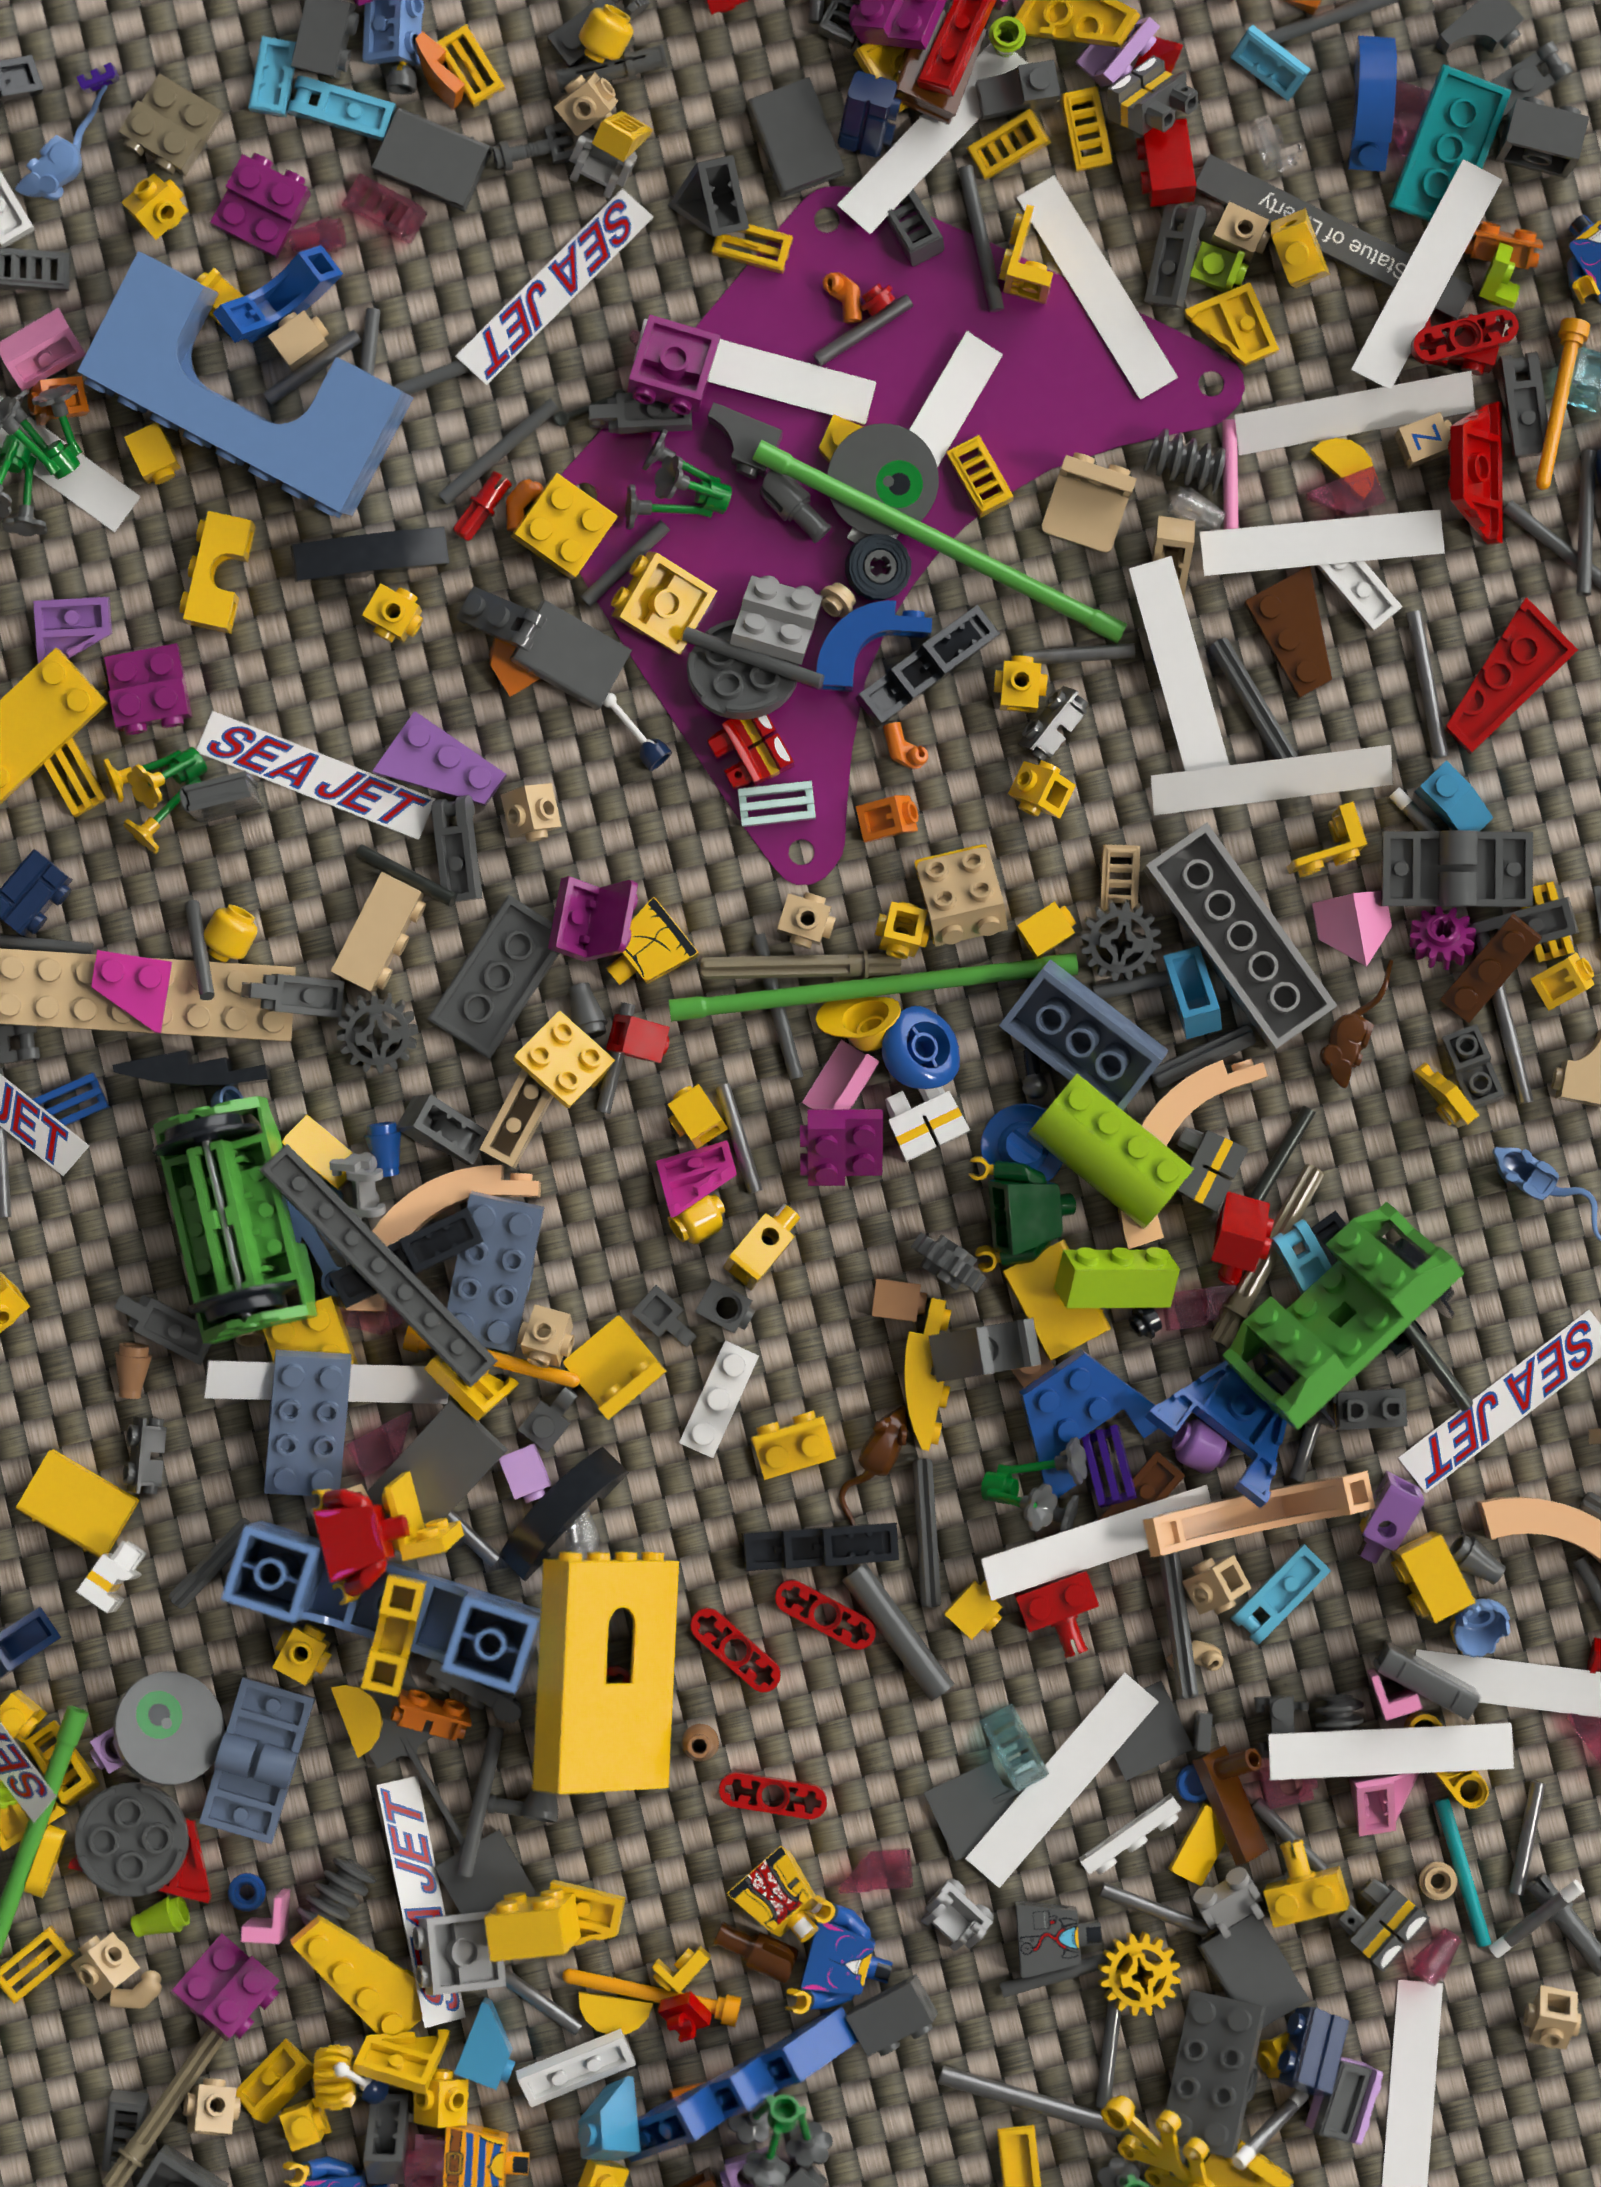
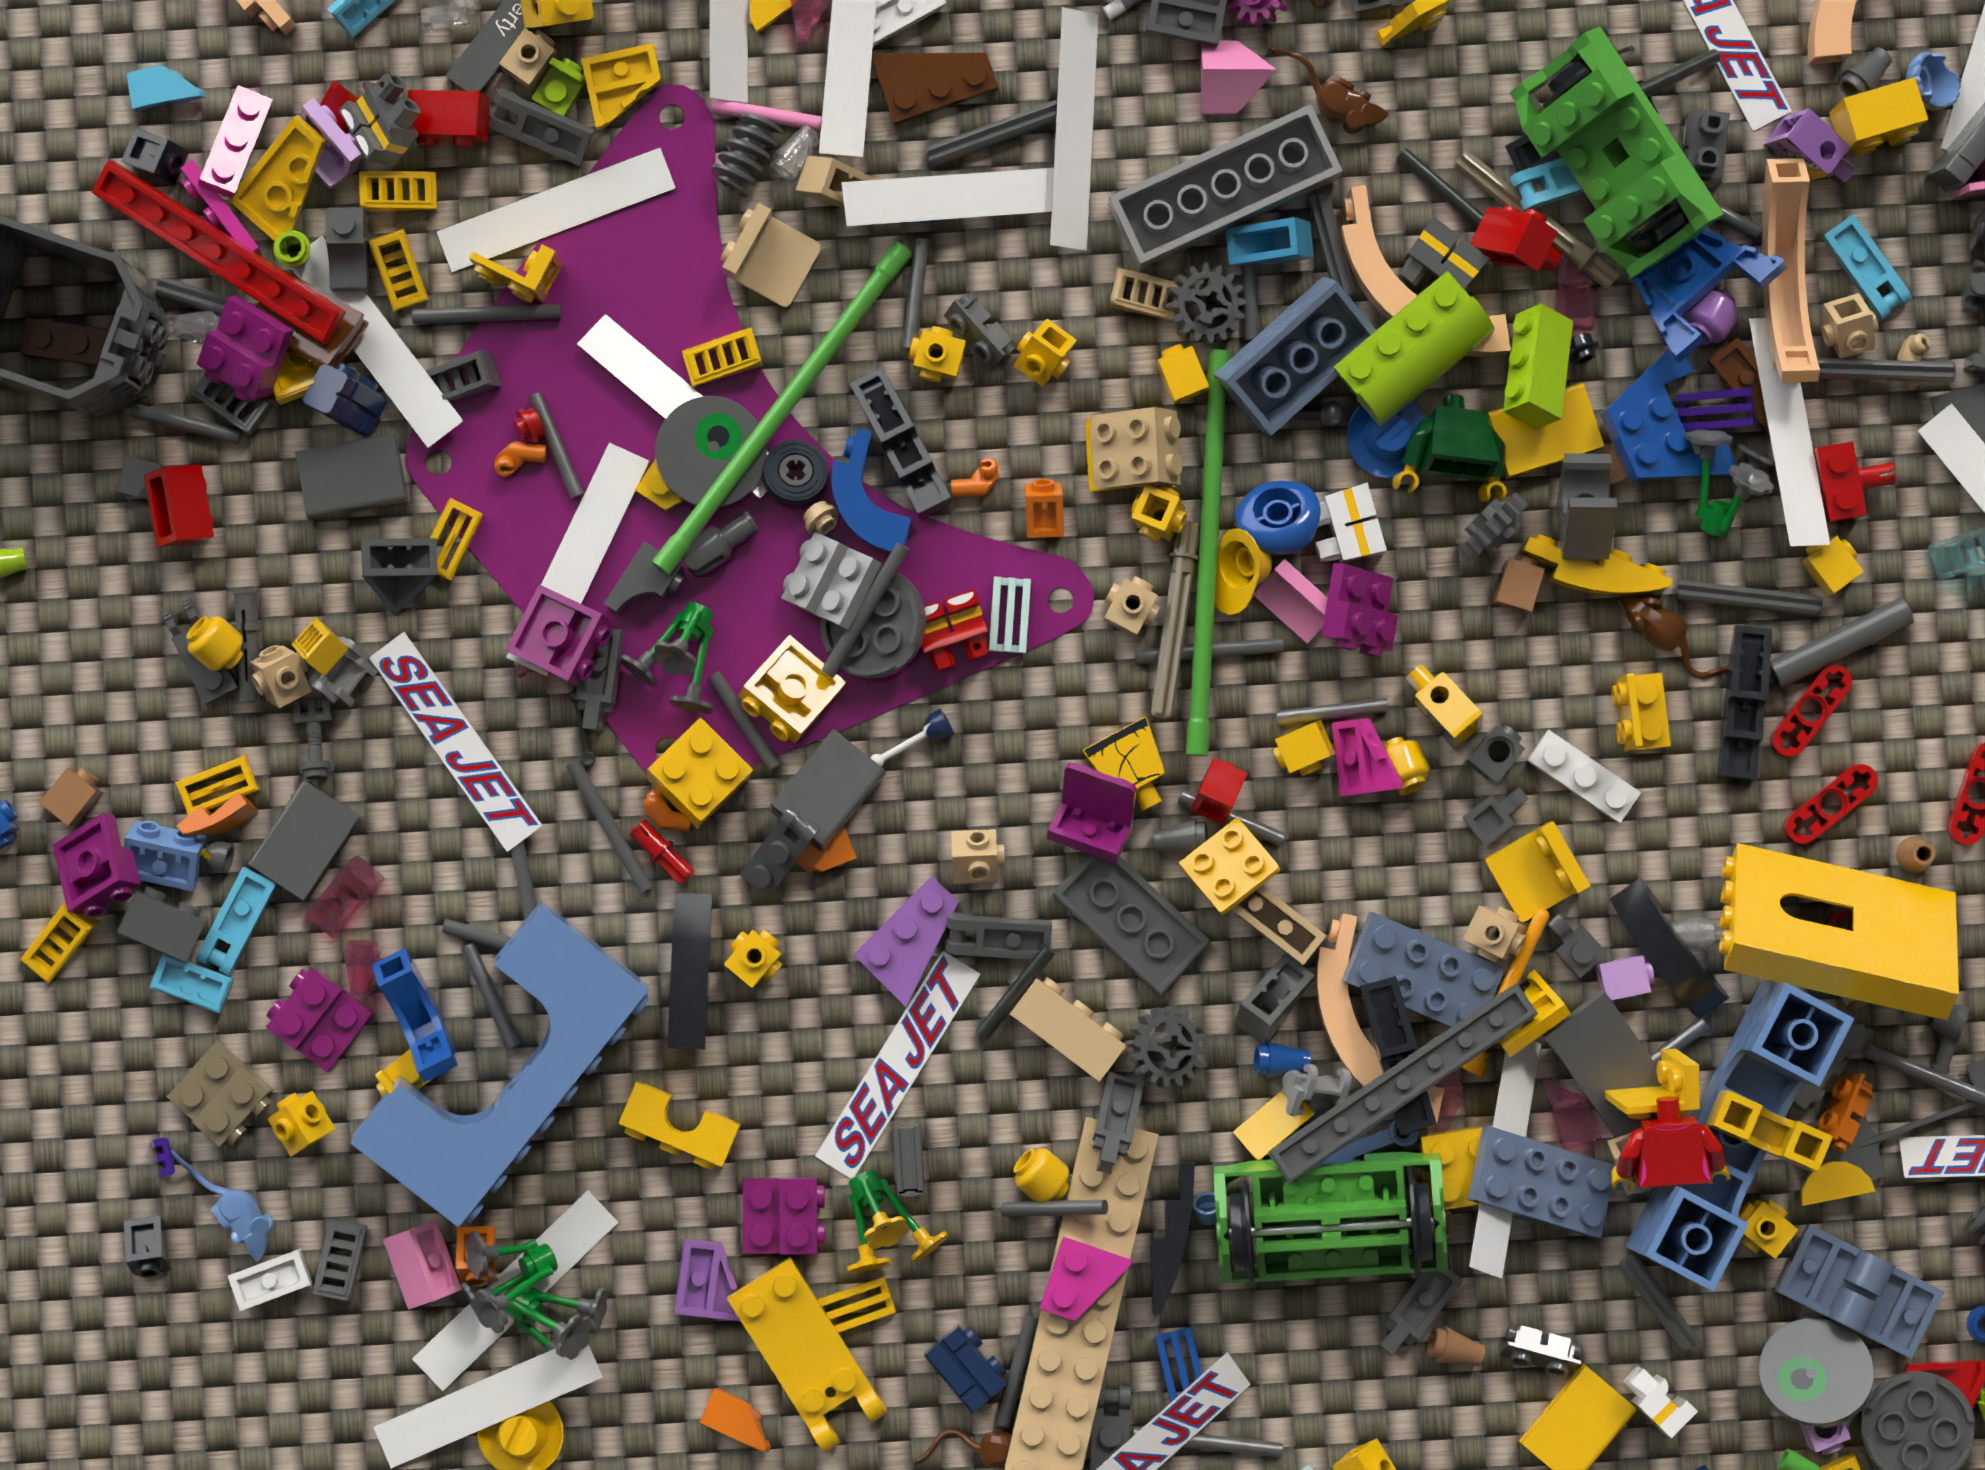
camera: 85 degrees left, 0 degrees up
(153, 453) = (549, 1169): yellow brick -> none
(299, 339) = (461, 1003): tan brick -> none
(1343, 828) = (1137, 63): yellow bracket -> none

